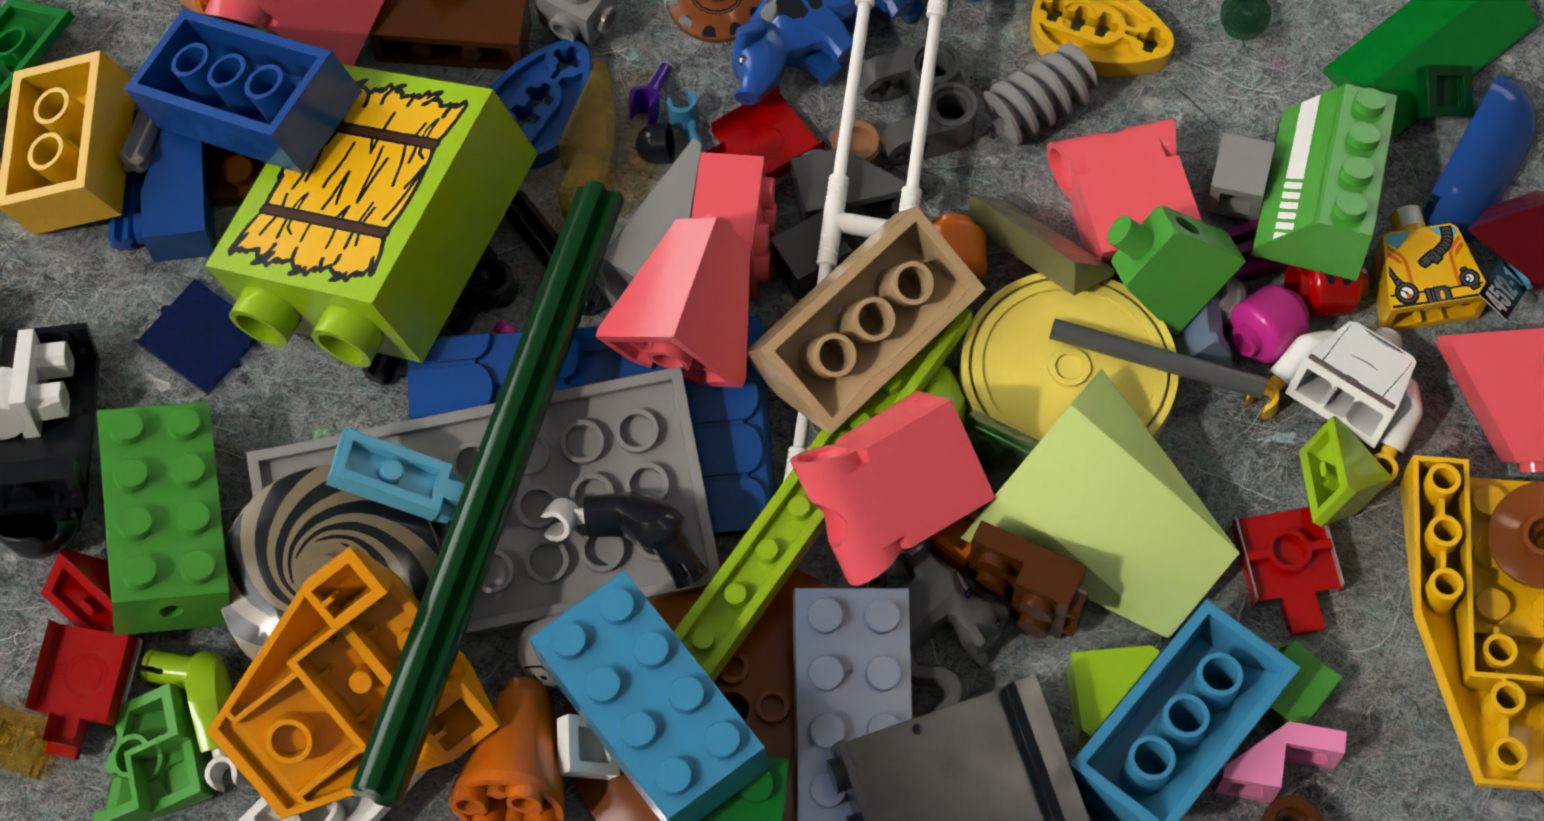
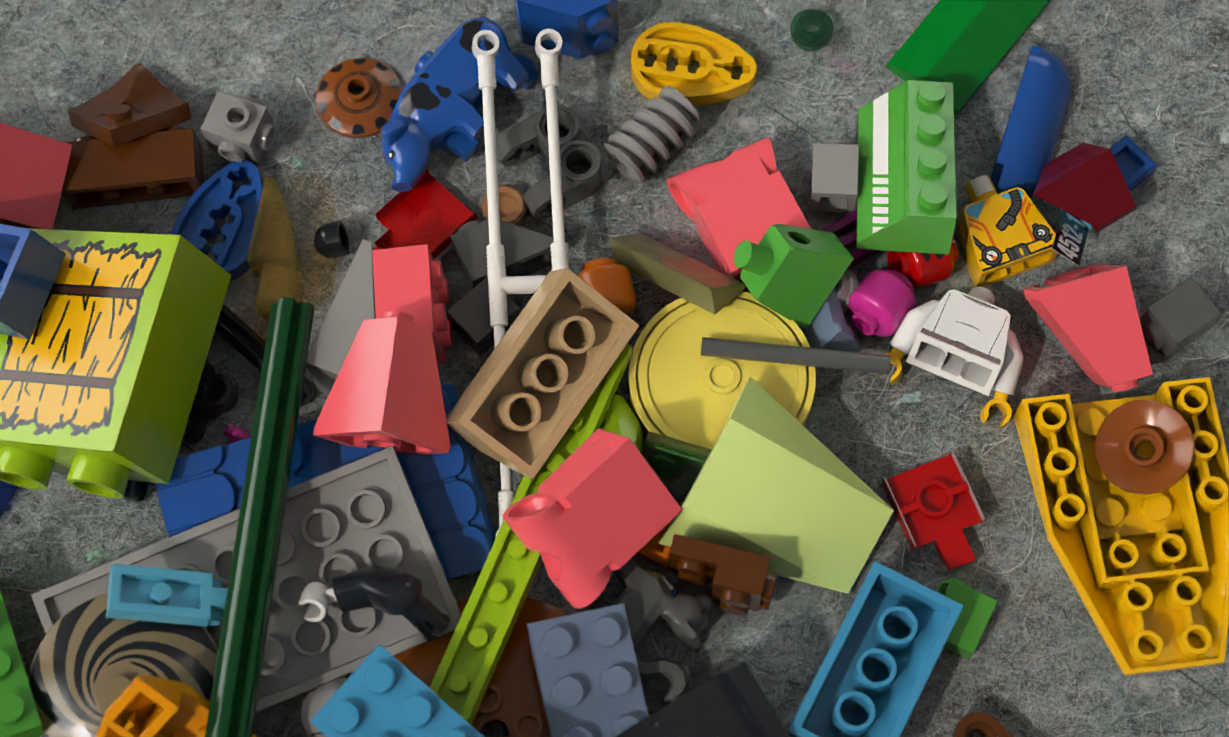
camera: 10 degrees left, 5 degrees up
(647, 98) = (316, 200): dark purple hand -> none
(686, 118) = (354, 214): dark azure hand -> none
(1101, 681) = (800, 648): lime slope -> none
(1259, 770) = (946, 694): bright pink slope -> none
(1339, 473) = (963, 423): lime slope -> none
(1444, 92) = (991, 69): dark green plate -> none

